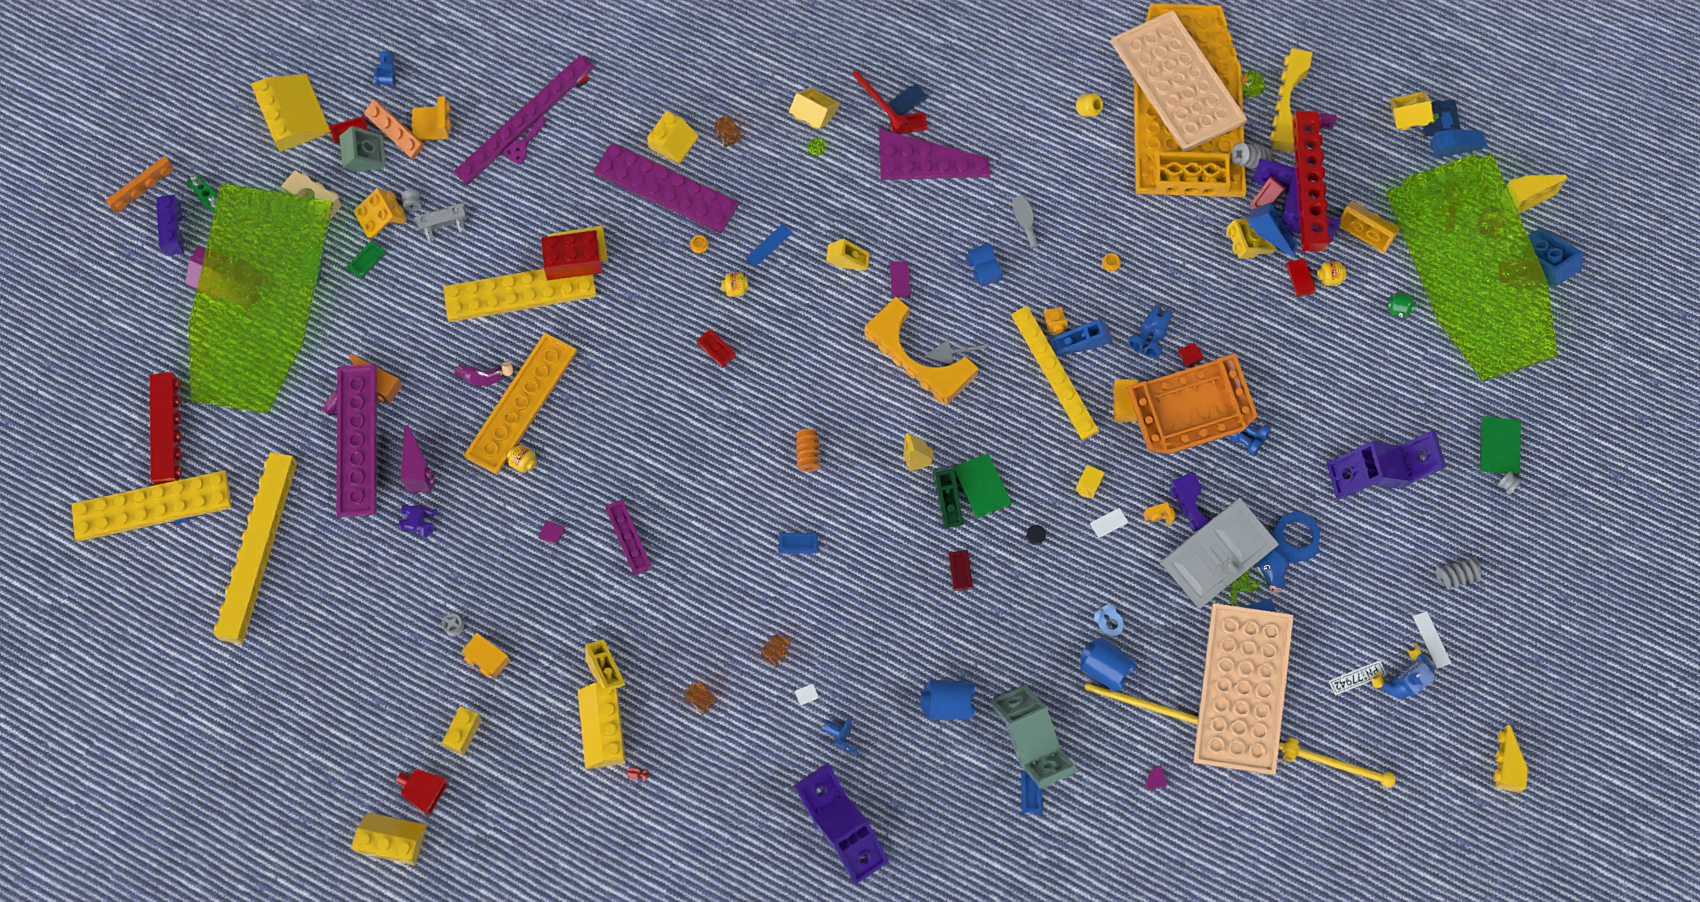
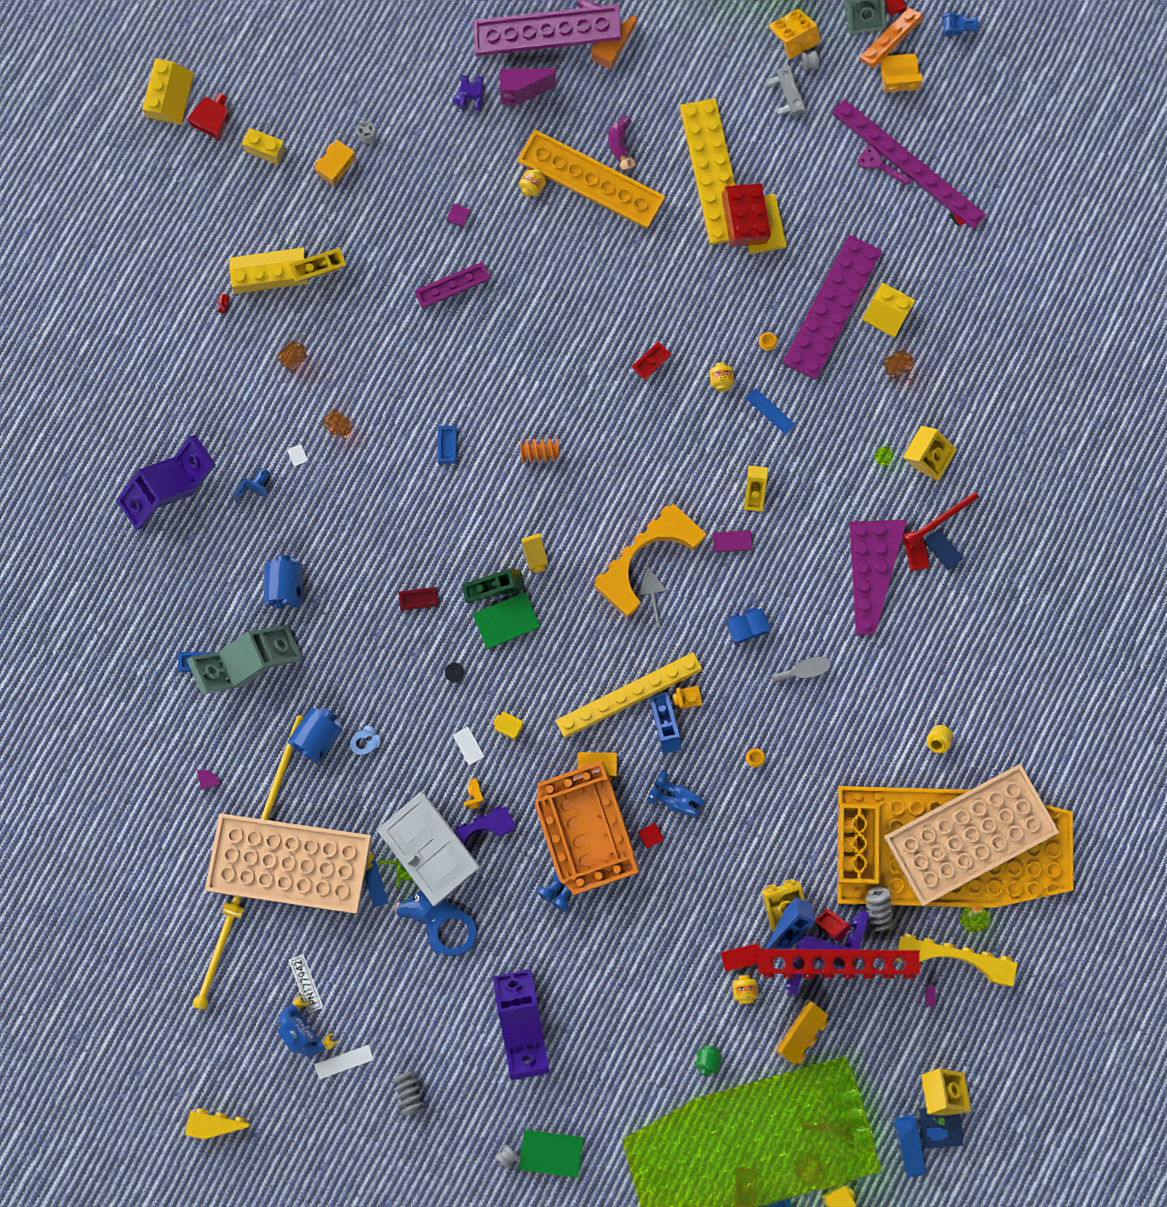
camera: 90 degrees right, 10 degrees up
(366, 259) = (745, 25): green tile -> none

